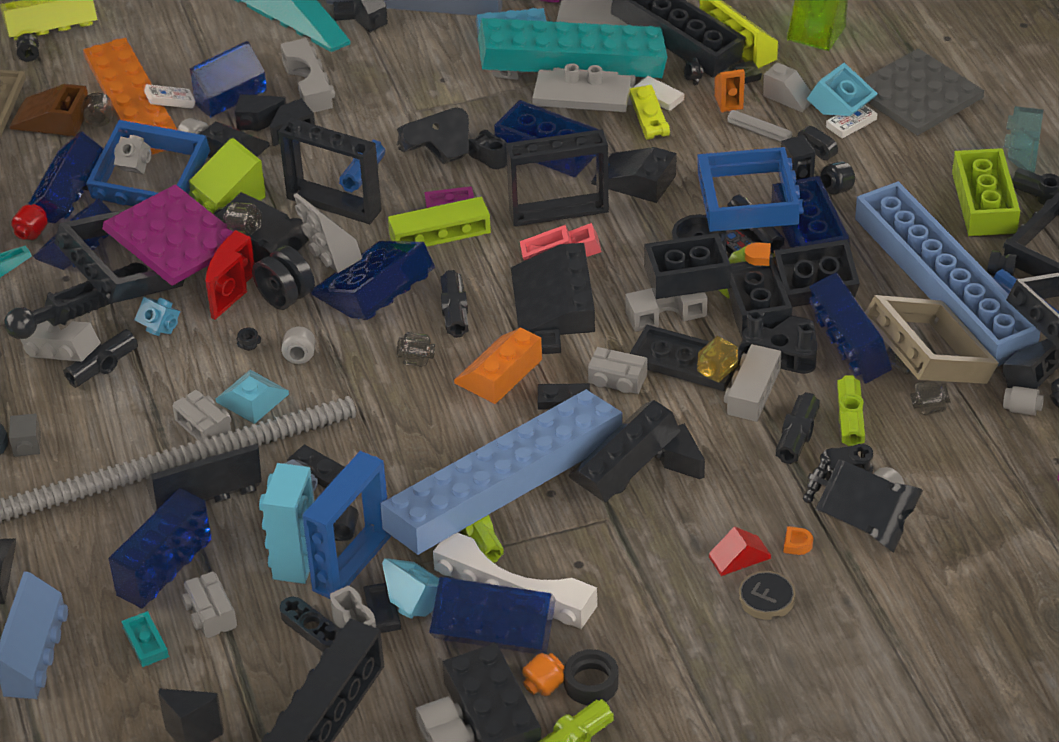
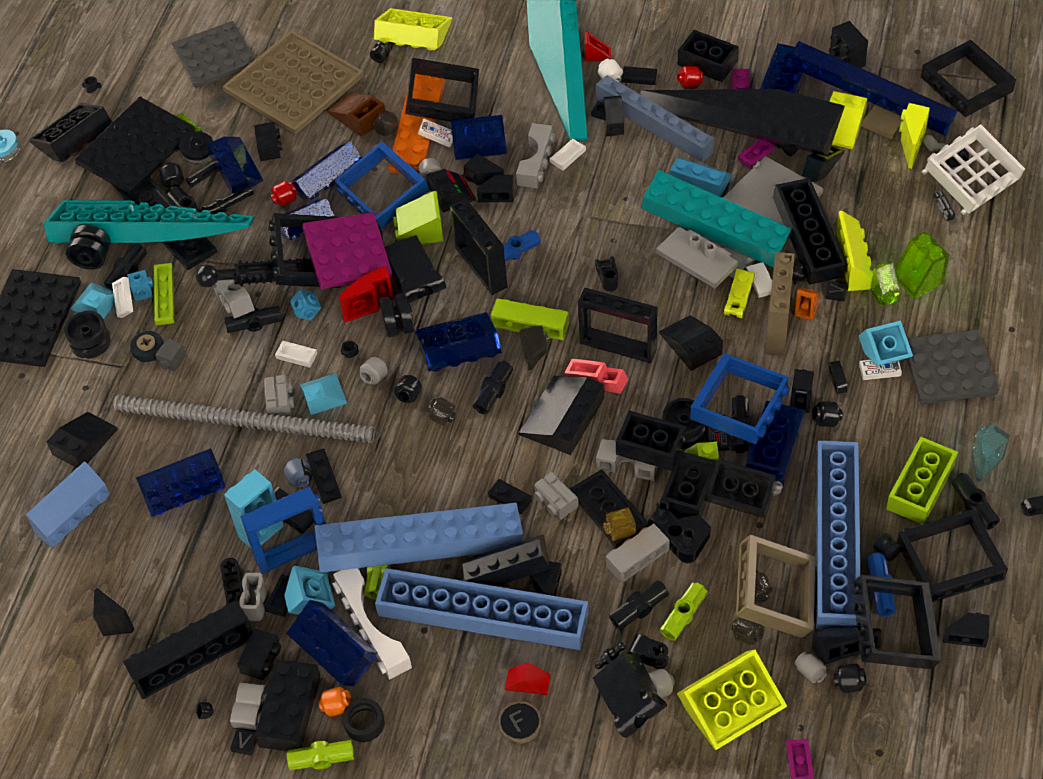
camera: 35 degrees right, 10 degrees up
(132, 154) = (367, 174): light grey brick -> none
(143, 73) = (440, 110): none -> black window
(145, 639) = (133, 541): teal plate -> none
(183, 371) = (296, 354): none -> white tile
(209, 477) = (239, 447): black slope -> none
(209, 605) = (184, 537): light grey brick -> none
(243, 218) = (397, 258): clear smoke head -> none
(327, 238) = (444, 294): light grey slope -> none
(341, 63) = (567, 154): none -> white tile
(356, 345) = (408, 389): none -> black head
(410, 674) = (259, 654): none -> black brick
(446, 142) = (580, 255): black piece -> none
(447, 196) = (552, 300): magenta plate -> none
(463, 246) = (533, 344): none -> clear smoke slope
(502, 365) = (487, 452): orange slope -> none
(533, 122) = (649, 281): clear blue brick -> none
(550, 341) = (532, 447): black tile -> none
(633, 506) = (482, 609): none -> medium blue brick
(724, 127) = (779, 303): none -> dark tan window
(758, 126) = (809, 342): light grey axle -> none
(758, 253) = (708, 454): orange tile -> none
(786, 87) = (851, 318): light grey slope -> none
(795, 42) = (885, 284): none -> clear neon green slope
(798, 541) = (572, 692): orange tile -> none
(849, 328) = (729, 530): clear blue brick -> none
(970, 463) = (732, 699): none -> neon yellow slope

